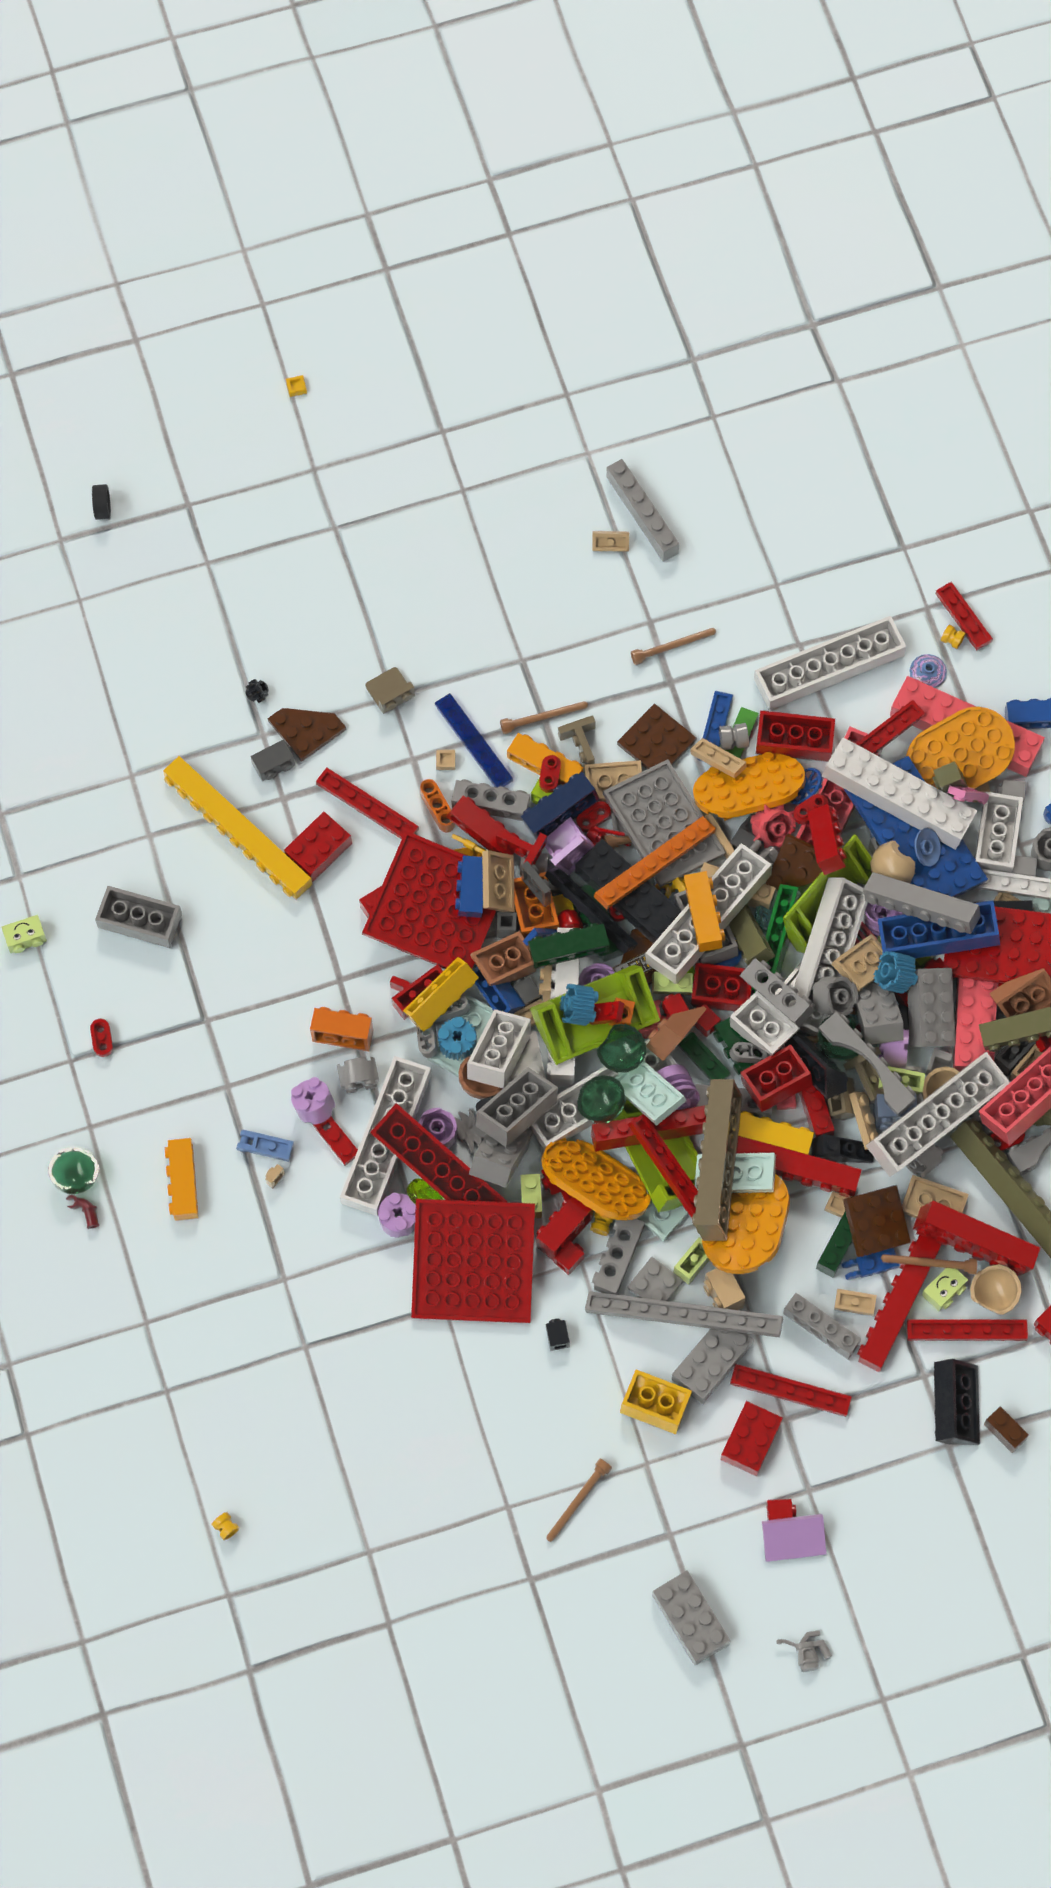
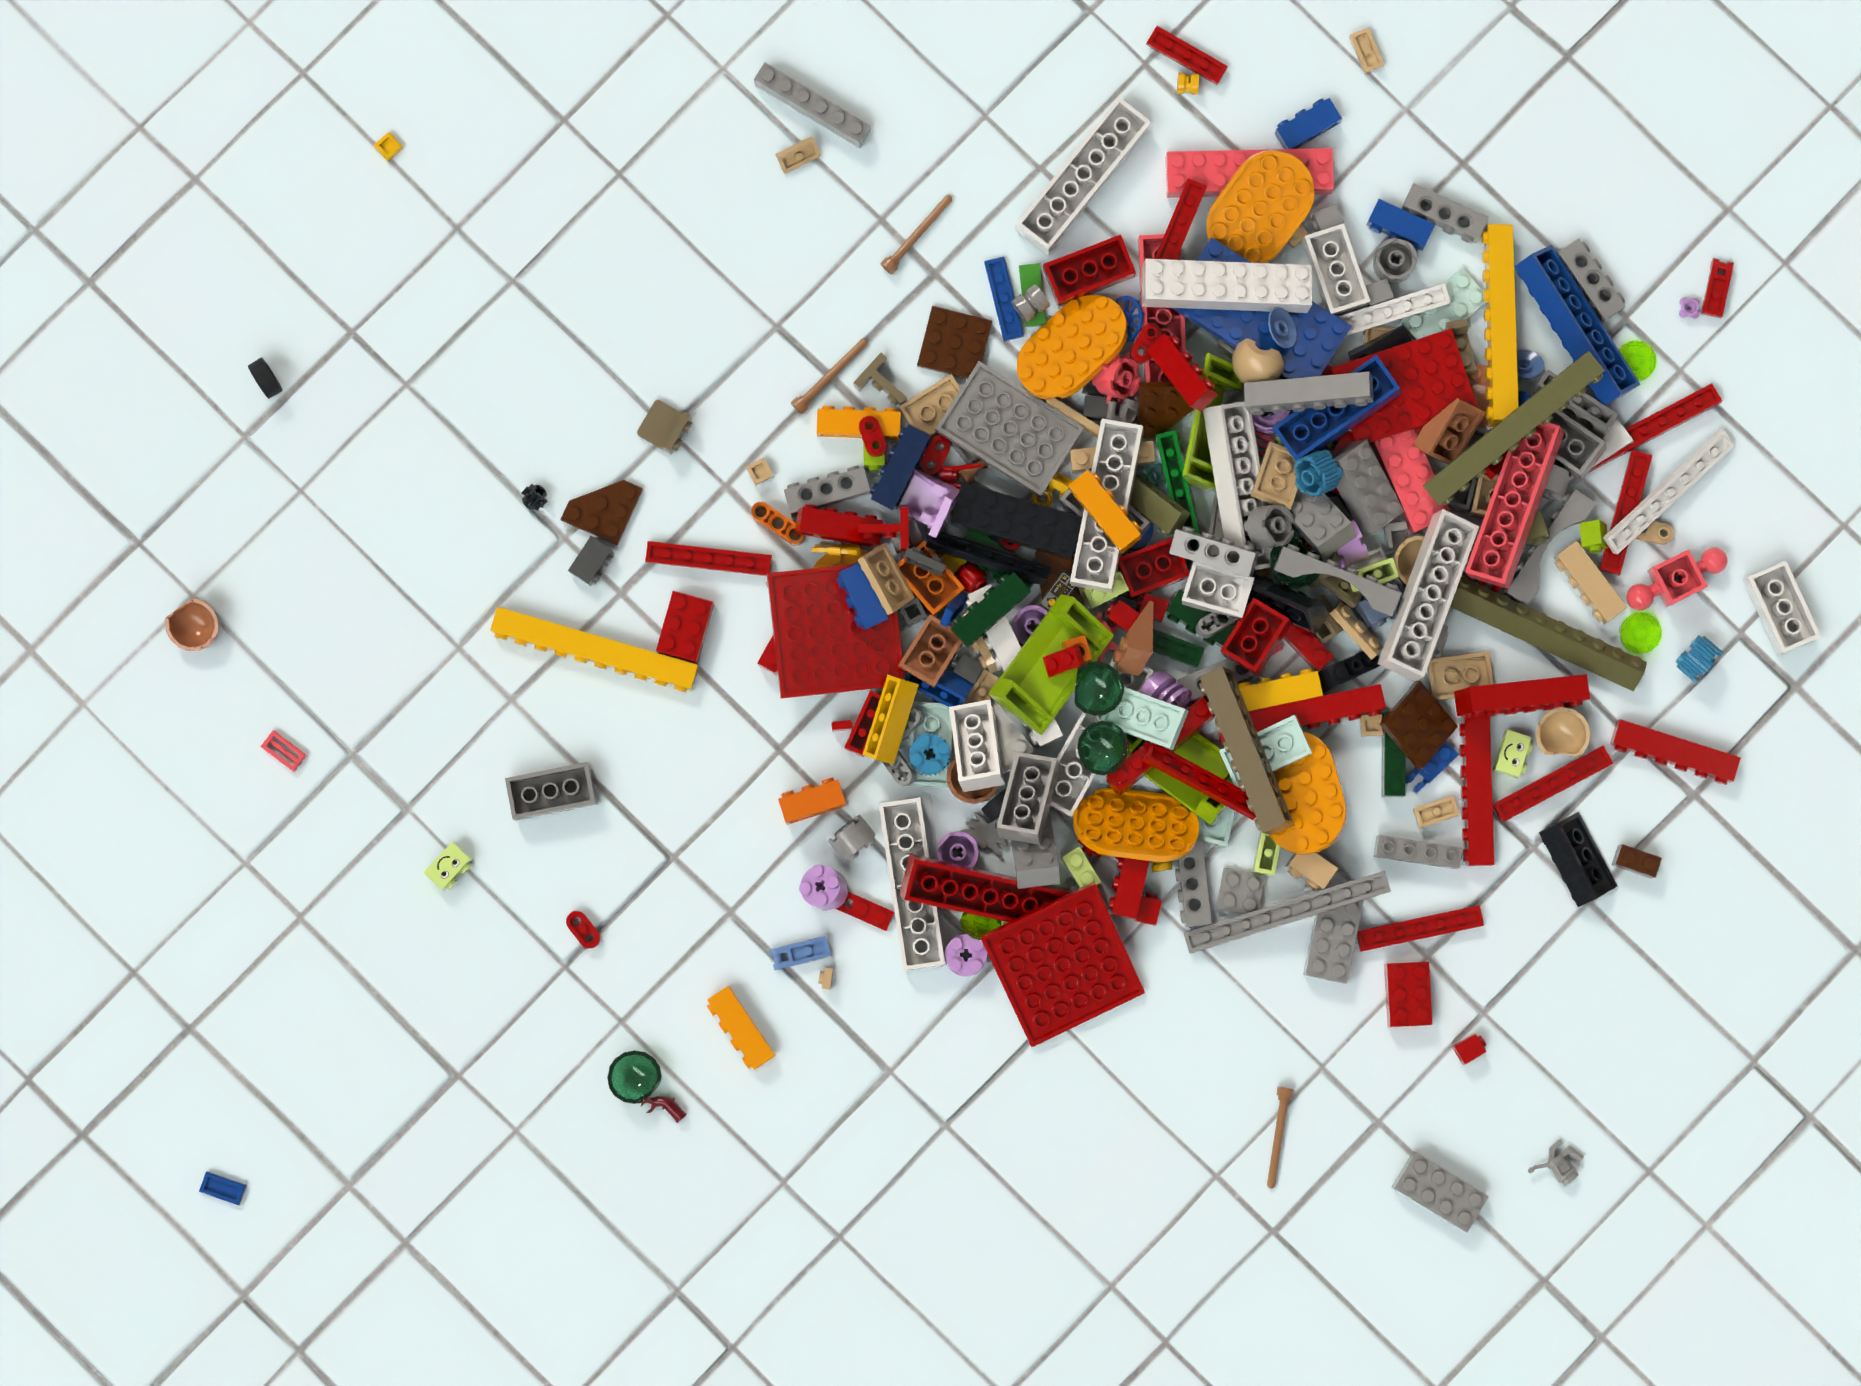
camera: 30 degrees left, 15 degrees up
(225, 1526) = (967, 1335): yellow wheel -> none
(473, 741) = (775, 437): clear blue plate -> none
(557, 1334) = (1176, 990): black brick -> none
(578, 1004) = (1035, 668): dark azure brick -> none
(654, 862) = (1027, 480): orange plate -> none
(655, 1401) = (1302, 1007): yellow slope -> none
(718, 758) = (1027, 334): tan plate -> none
(794, 1537) = (1495, 1067): lavender tile -> none
(932, 678) = (1180, 141): dish -> none
(948, 775) = (1268, 246): olive brick -> none
(968, 794) = (1292, 252): bright pink plate -> none
(968, 1266) = (1526, 724): medium nougat piece -> none

